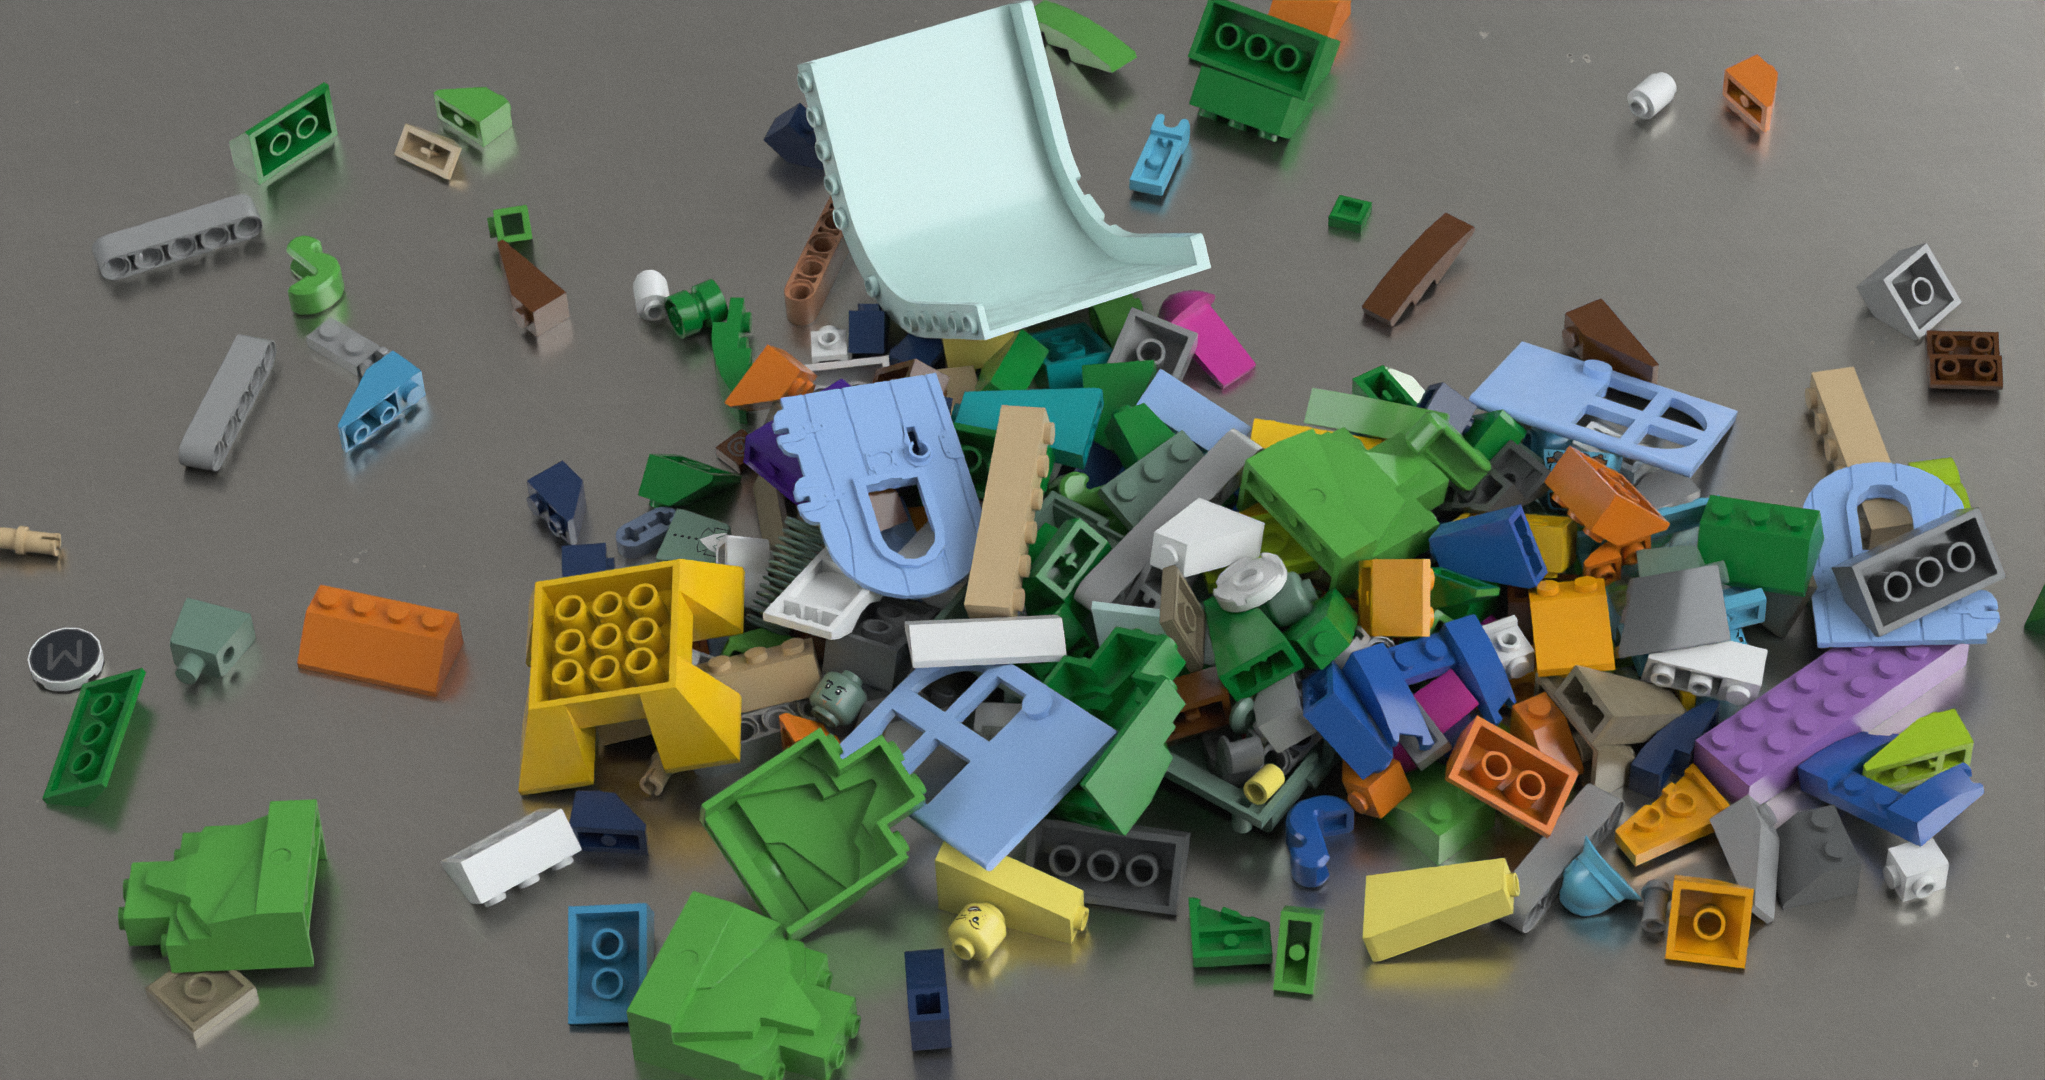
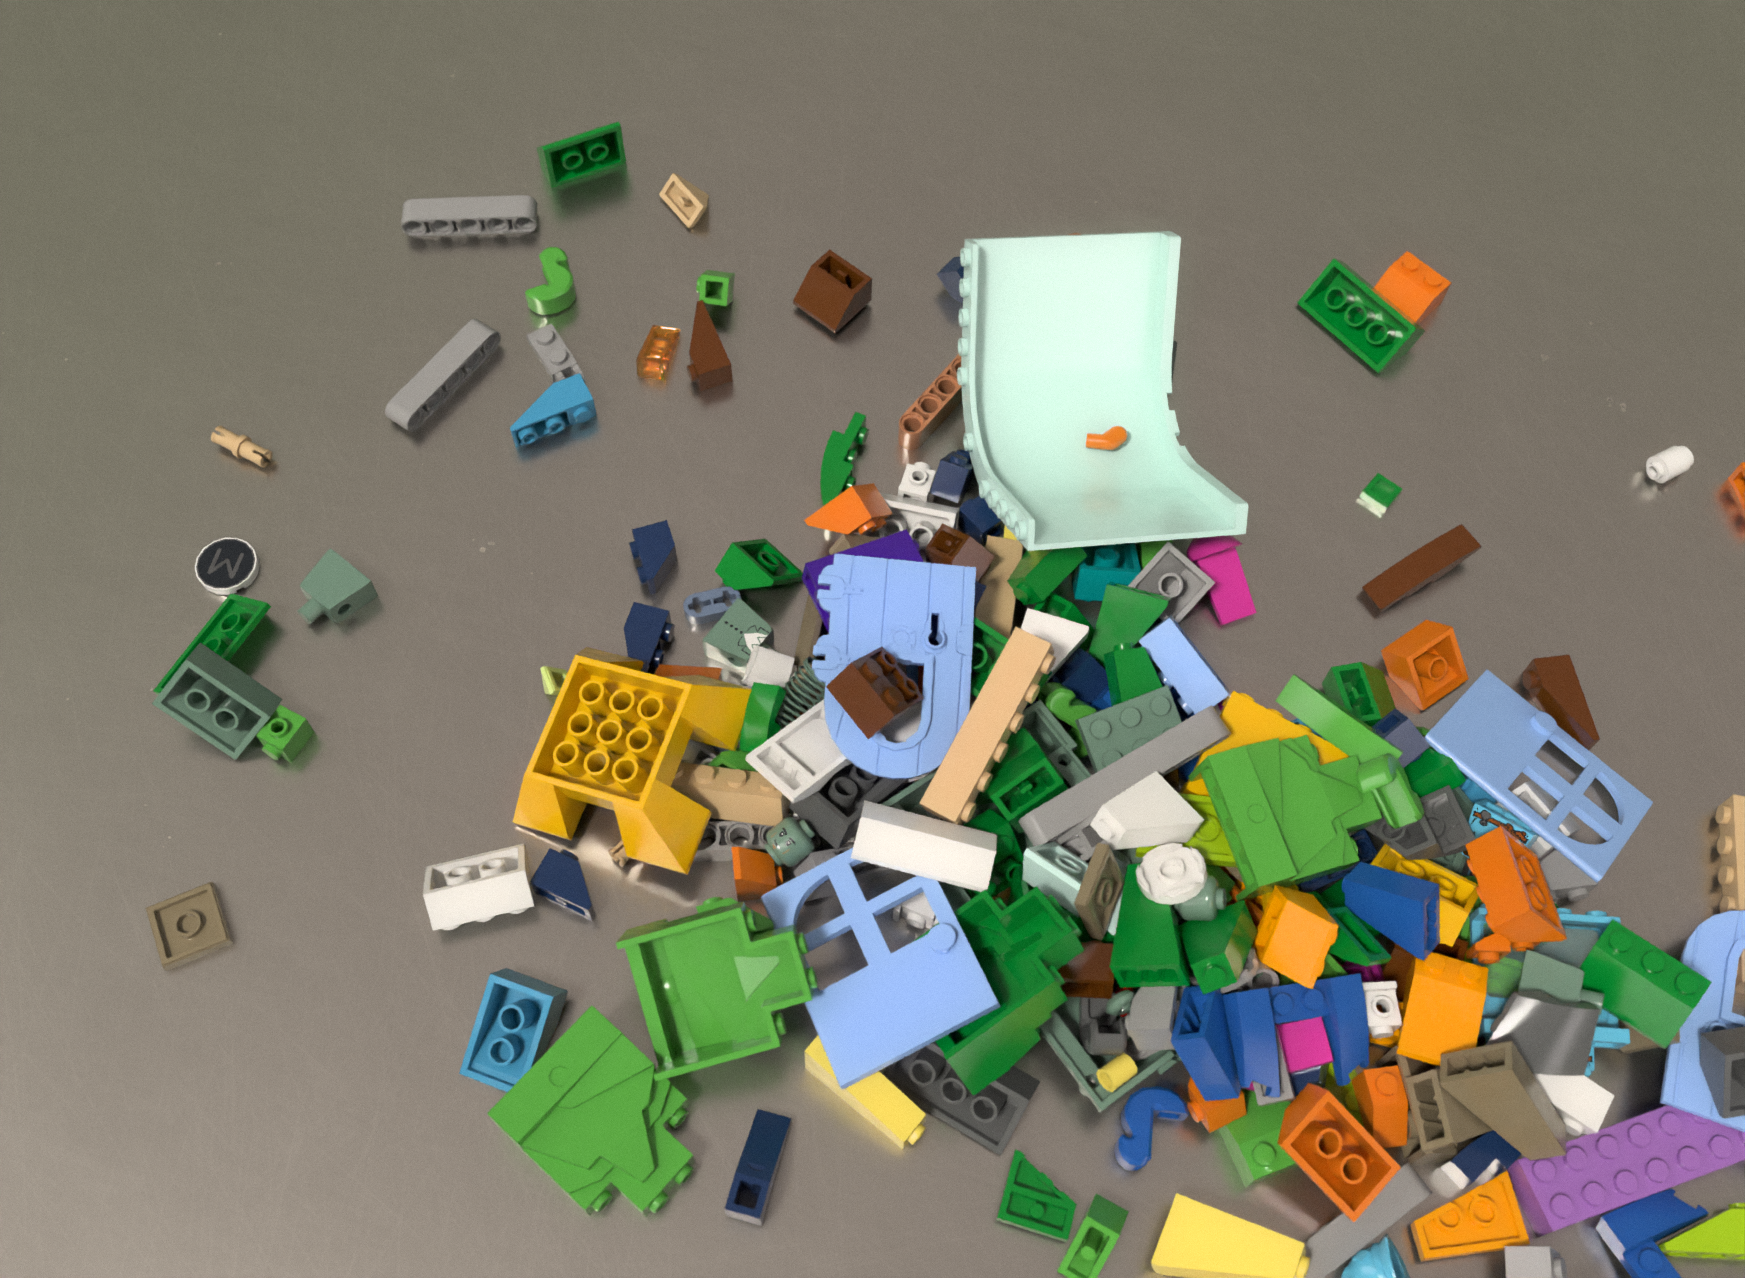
camera: 15 degrees right, 15 degrees up
(135, 771) = (217, 701): none -> sand green slope
(221, 787) = (284, 734): none -> bright green brick
(231, 894) = (241, 849): bright green panel -> none
(379, 640) = (462, 638): orange slope -> none
(469, 315) = (656, 354): none -> clear orange slope
(474, 112) = (731, 178): bright green slope -> none
(504, 654) = (553, 679): none -> yellowish green slope
(649, 294) = (799, 386): white brick -> none
(651, 189) = (833, 291): none -> reddish brown slope
(692, 310) = (829, 410): green wheel -> none
(732, 451) = (812, 549): reddish brown tile -> none
(758, 588) = (760, 715): none -> green slope
(876, 509) = (874, 691): none -> reddish brown slope
(977, 931) = (824, 1115): light yellow head -> none
(1028, 244) = (1109, 440): none -> orange arm
(1071, 410) = (1072, 638): teal slope -> none
(1082, 37) = (1218, 259): bright green slope -> none
(1159, 156) = (1243, 389): medium azure plate -> none
(1248, 104) = (1331, 364): green slope -> none
(1455, 352) = (1426, 663): none -> orange slope
(1653, 669) = (1506, 1096): none -> dark tan slope

